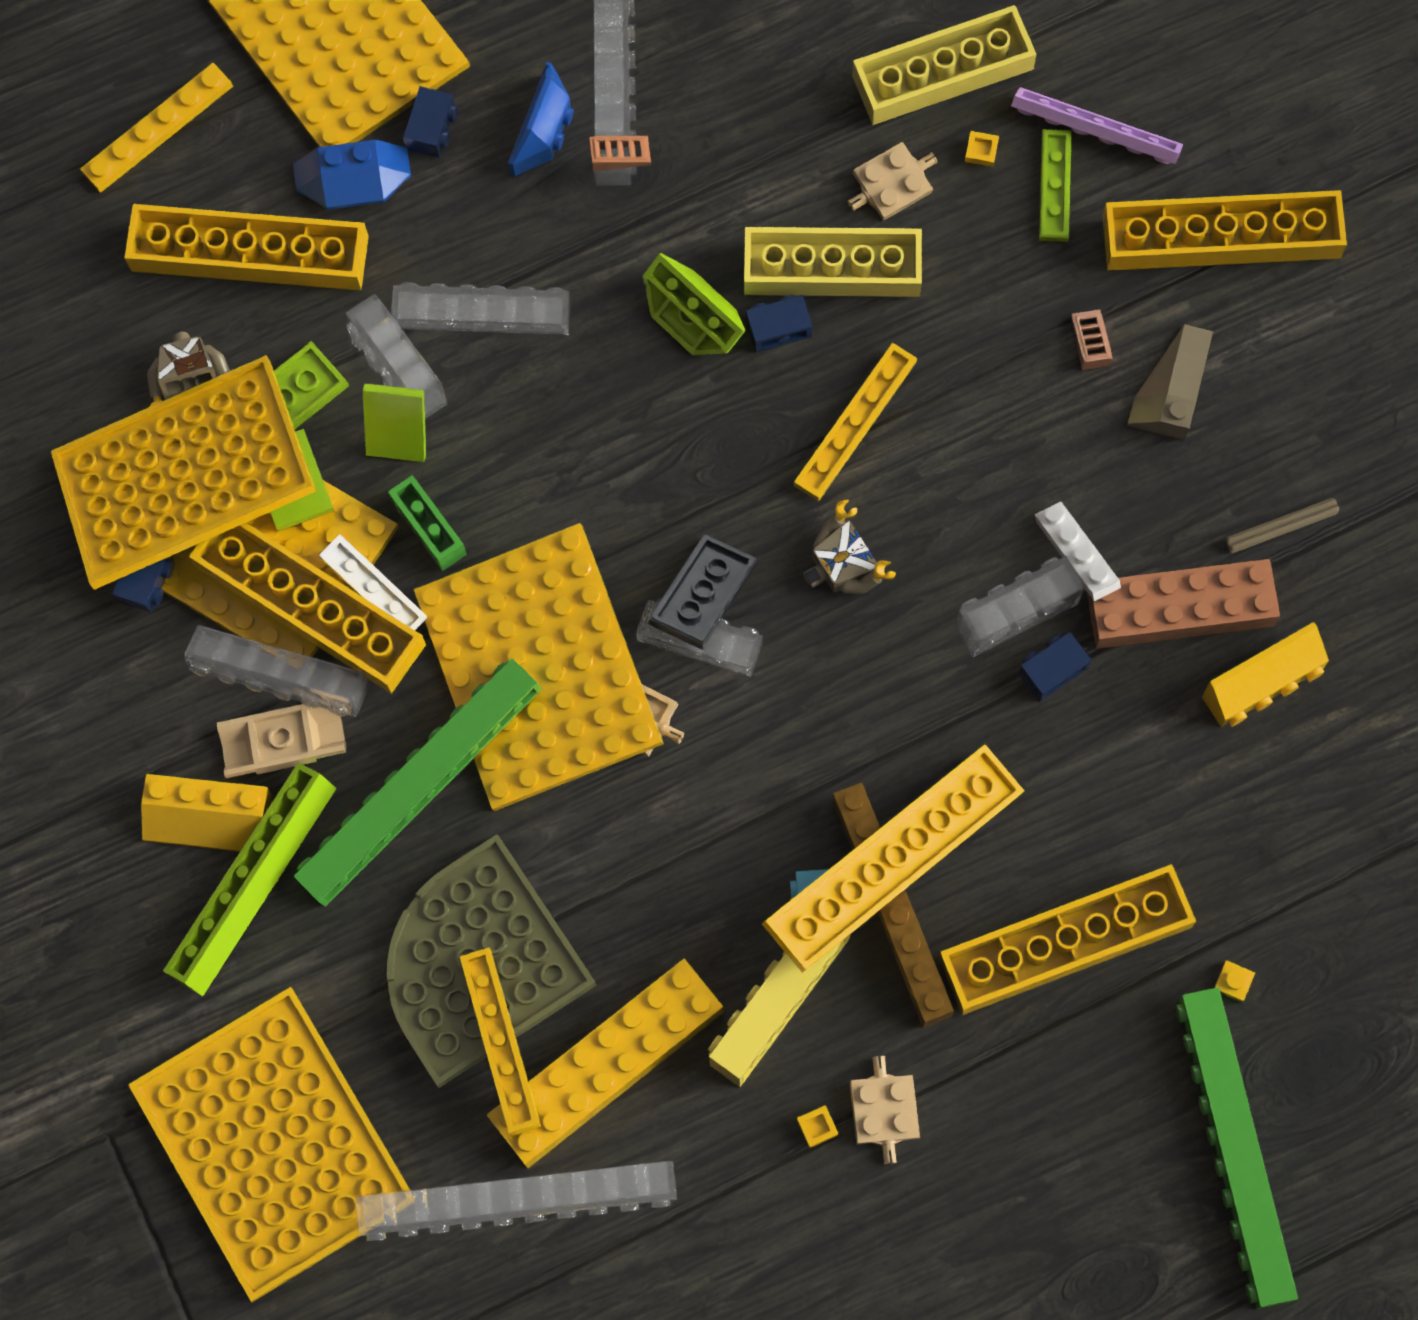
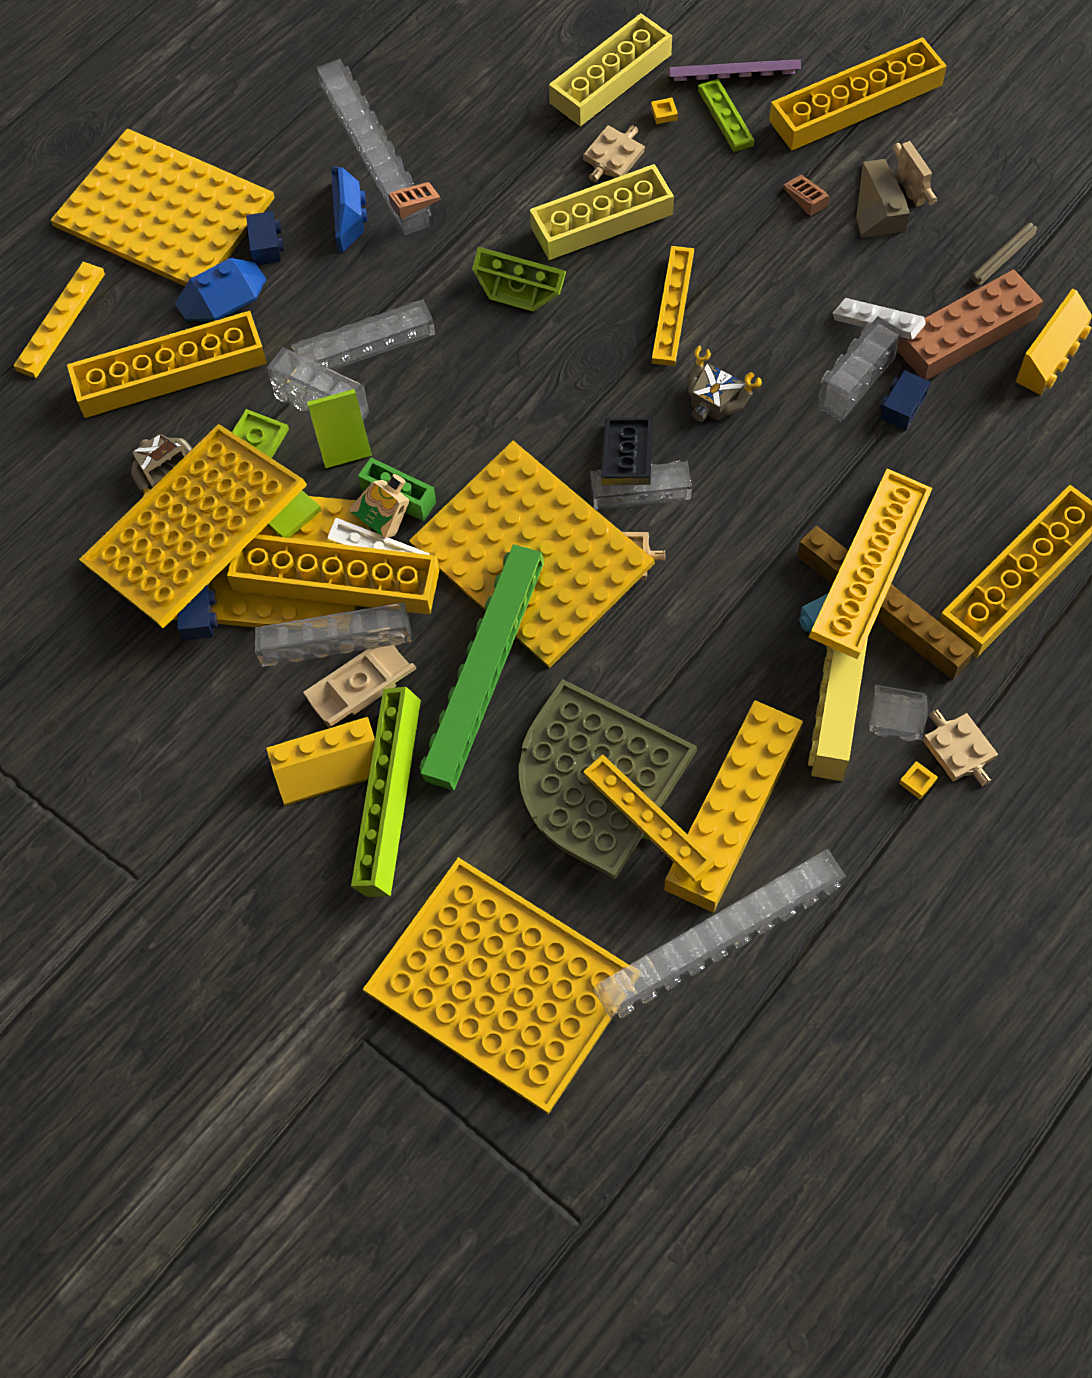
camera: 25 degrees left, 10 degrees down
(396, 543) = (382, 506): none -> torso
(778, 322) = (585, 265): dark blue brick -> none
(838, 1039) = (898, 713): none -> clear slope
(1226, 379) = (913, 174): none -> tan plate

